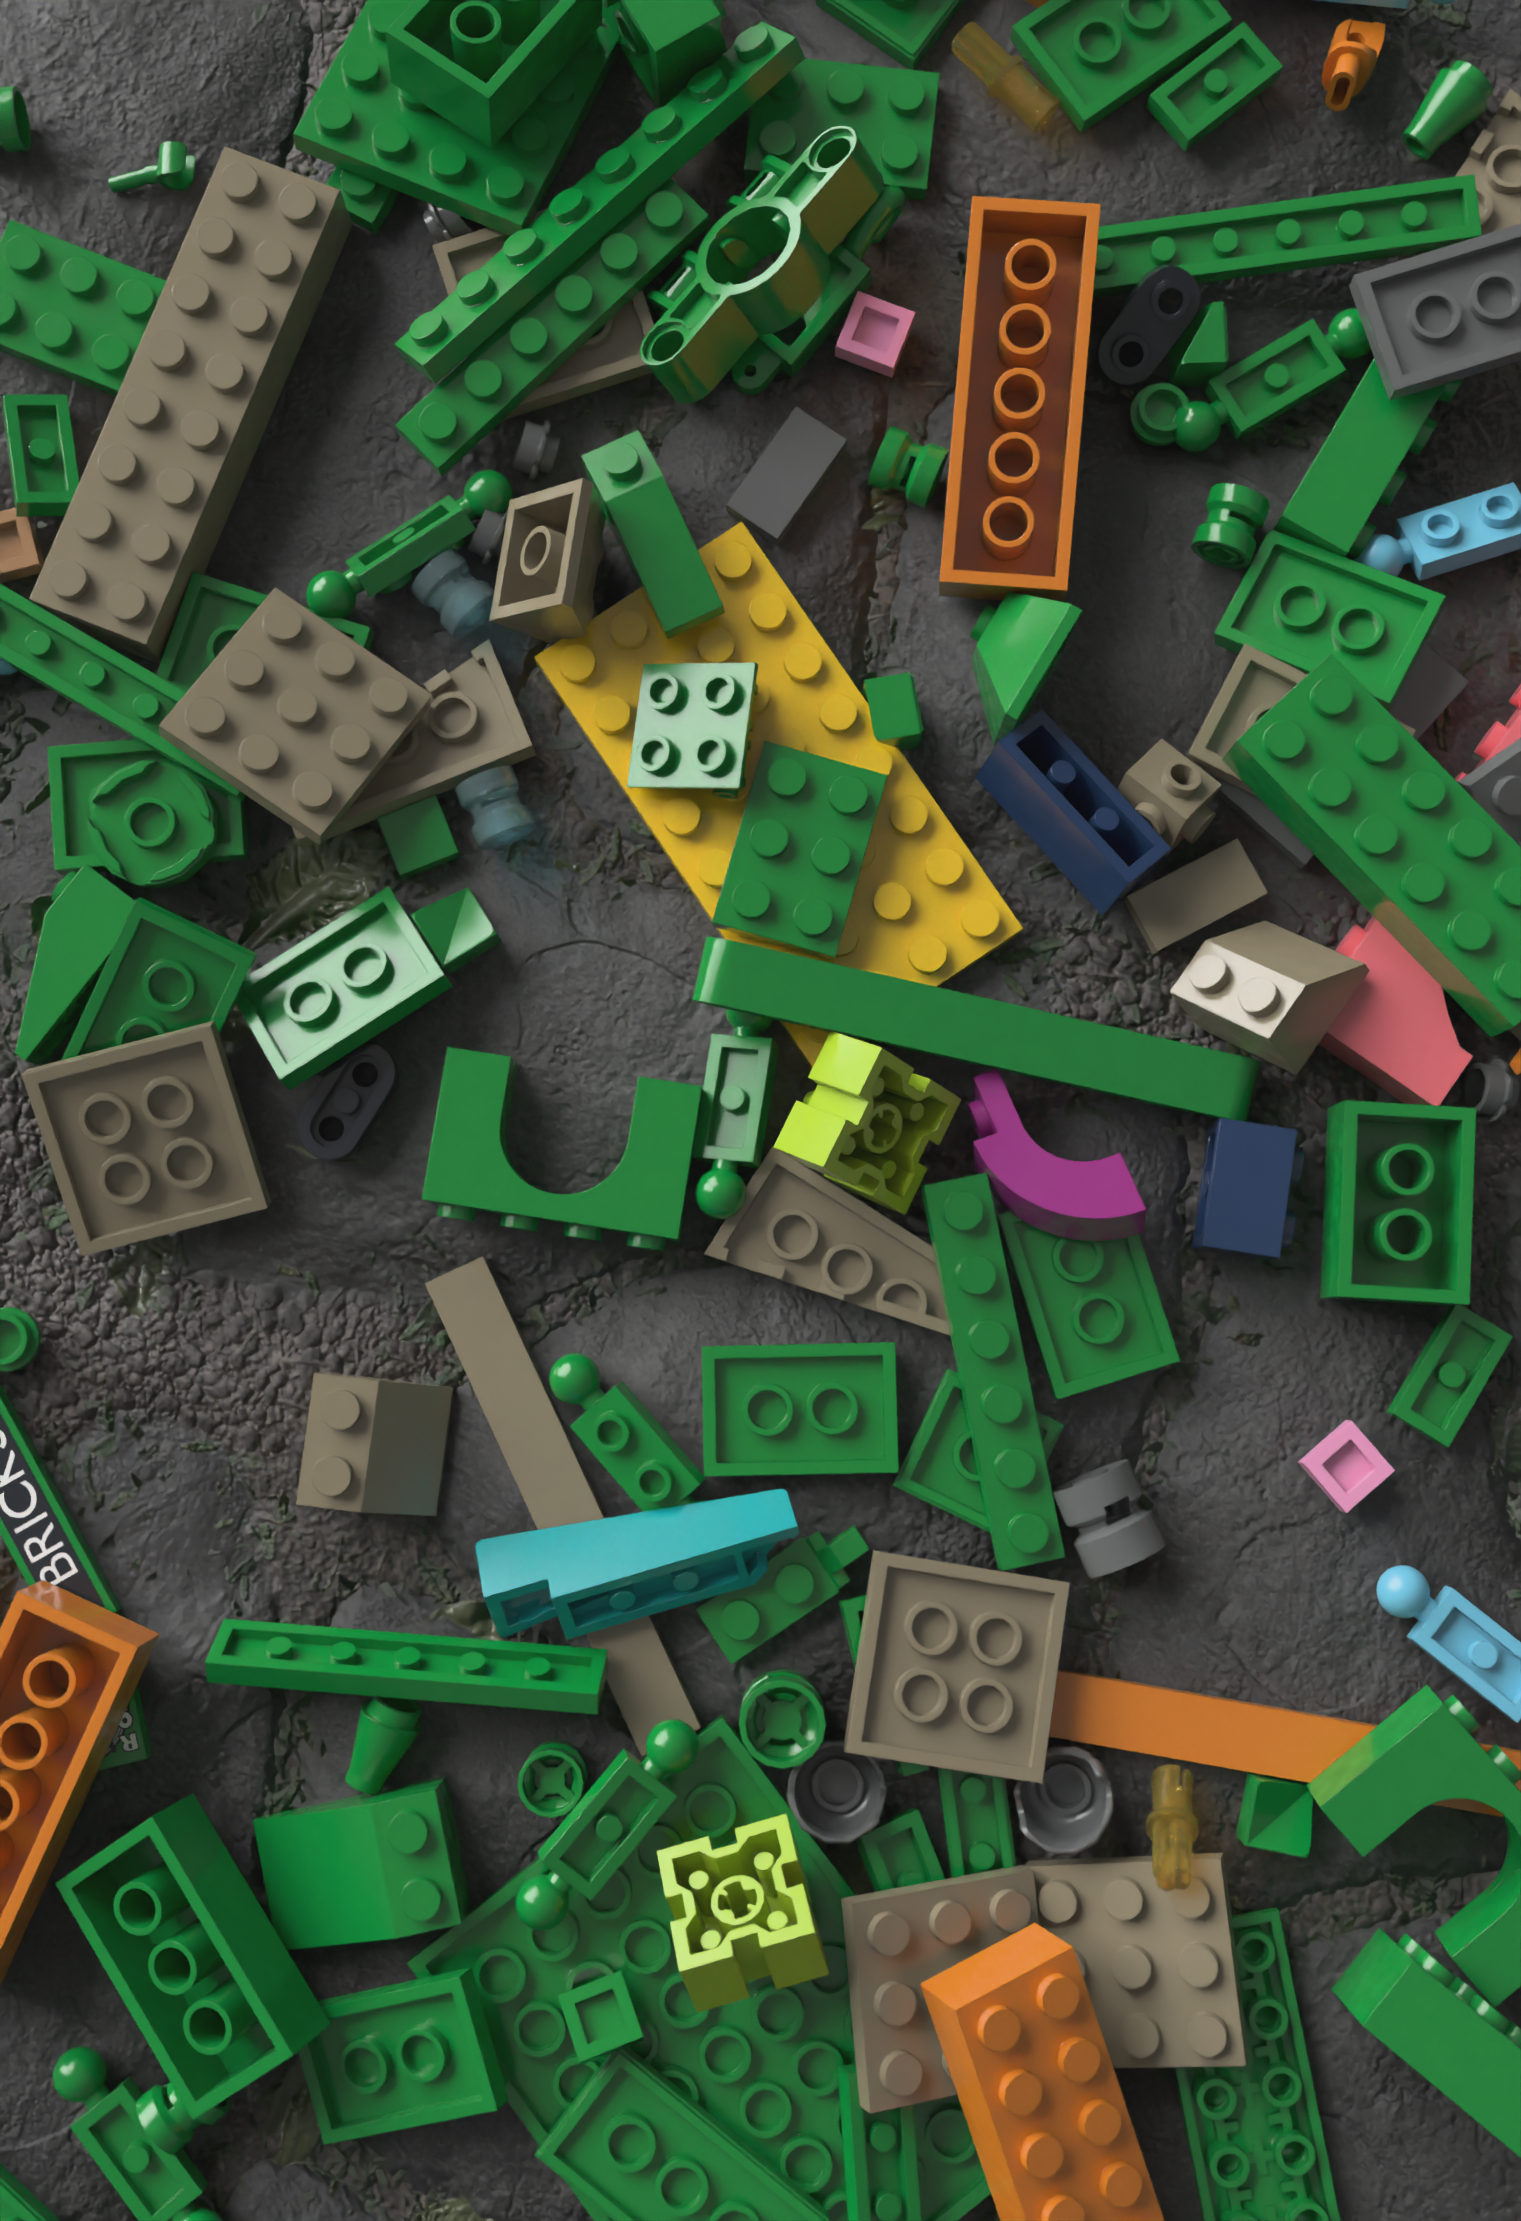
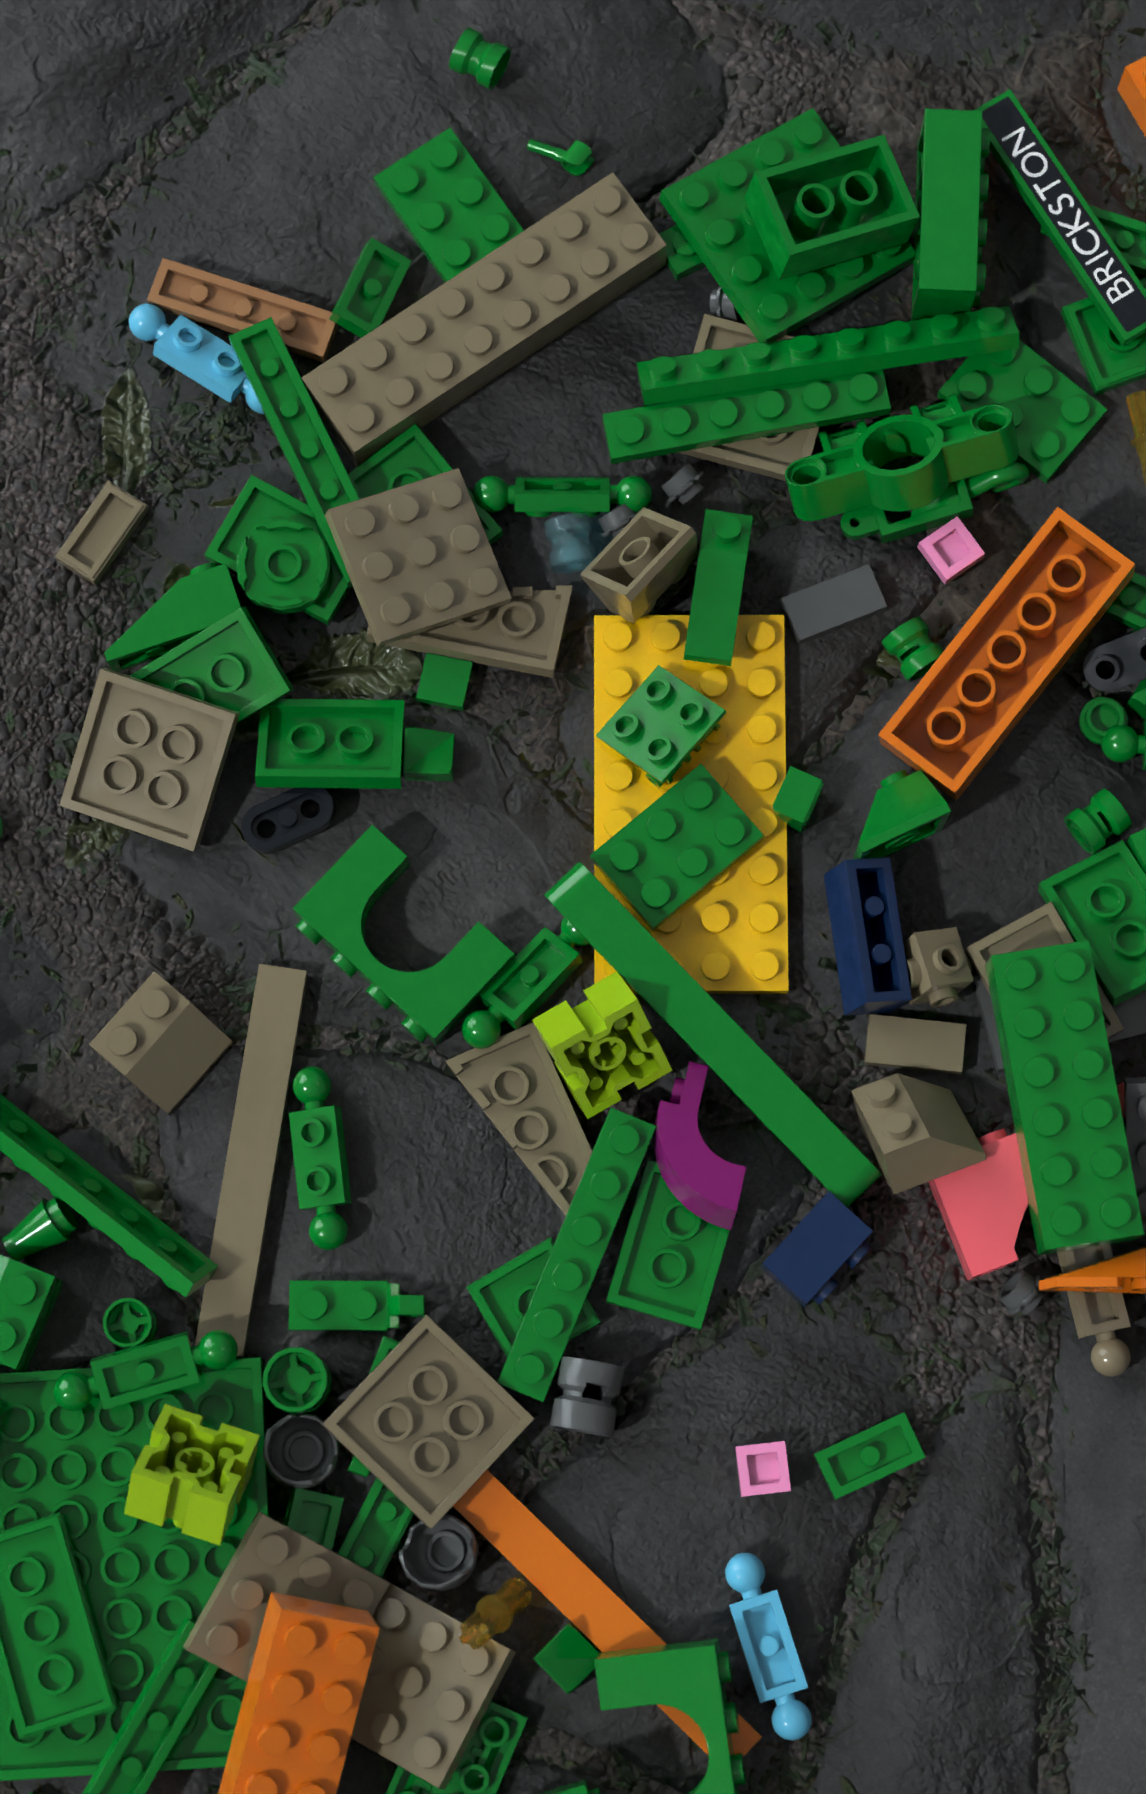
camera: 35 degrees right, 5 degrees down
(495, 808) = (504, 695): clear light blue wheel -> none
(600, 2017) = (61, 1486): green plate -> none
(630, 1563) = (268, 1222): teal wedge -> none
(799, 1409) = (440, 1198): green plate -> none
(1398, 1203) = (907, 1322): green brick -> none

